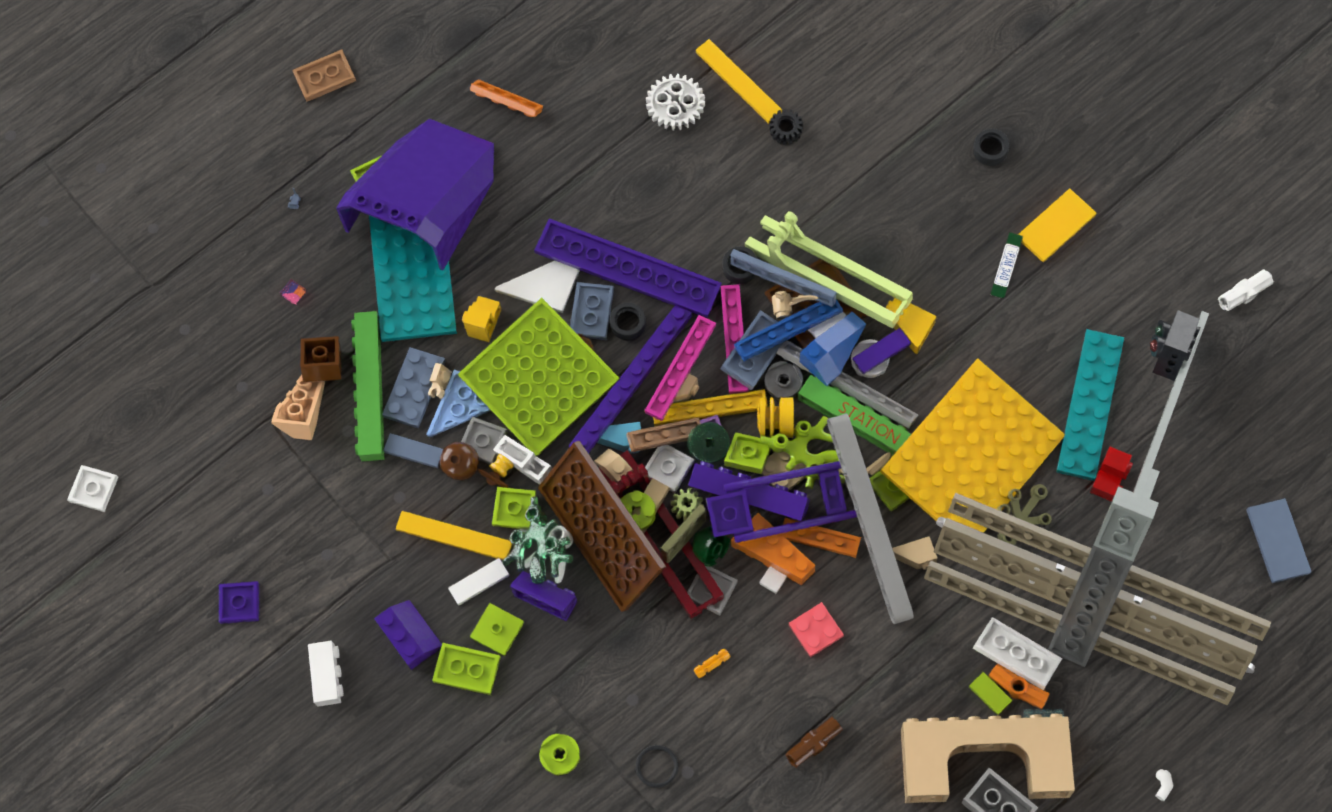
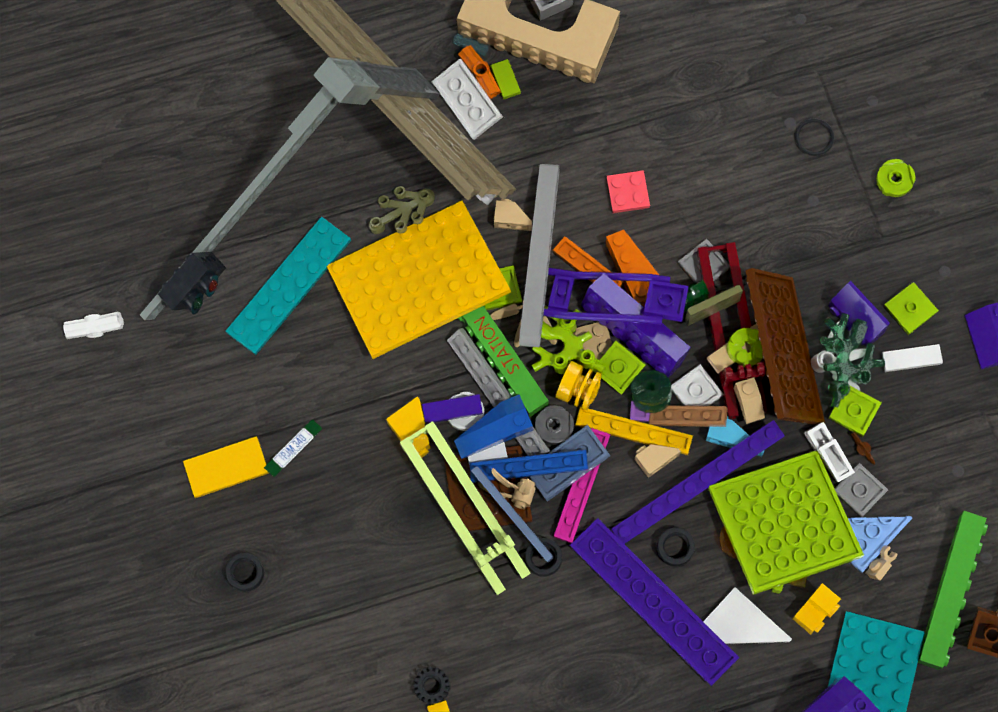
camera: 160 degrees left, 5 degrees up
(410, 392) = (908, 572): sand blue plate -> none
(413, 450) = (929, 508): sand blue tile -> none
(453, 535) = (920, 410): yellow tile -> none
(459, 460) = (890, 476): reddish brown cylinder -> none
(466, 668) = (951, 283): lime plate -> none
(501, 465) = (853, 454): yellow wheel -> none
(592, 310) = (705, 576): sand blue tile -> none
(680, 368) = (648, 468): dark pink plate -> none
(681, 509) = (701, 342): yellowish green gear -> none
(711, 663) = (731, 200): light orange axle -> none
(773, 580) = (648, 248): white tile -> none
(814, 742) = (673, 98): reddish brown piece -> none
(1113, 469) = (307, 210): red brick -> none
(1278, 540) = (196, 101): sand blue tile -> none

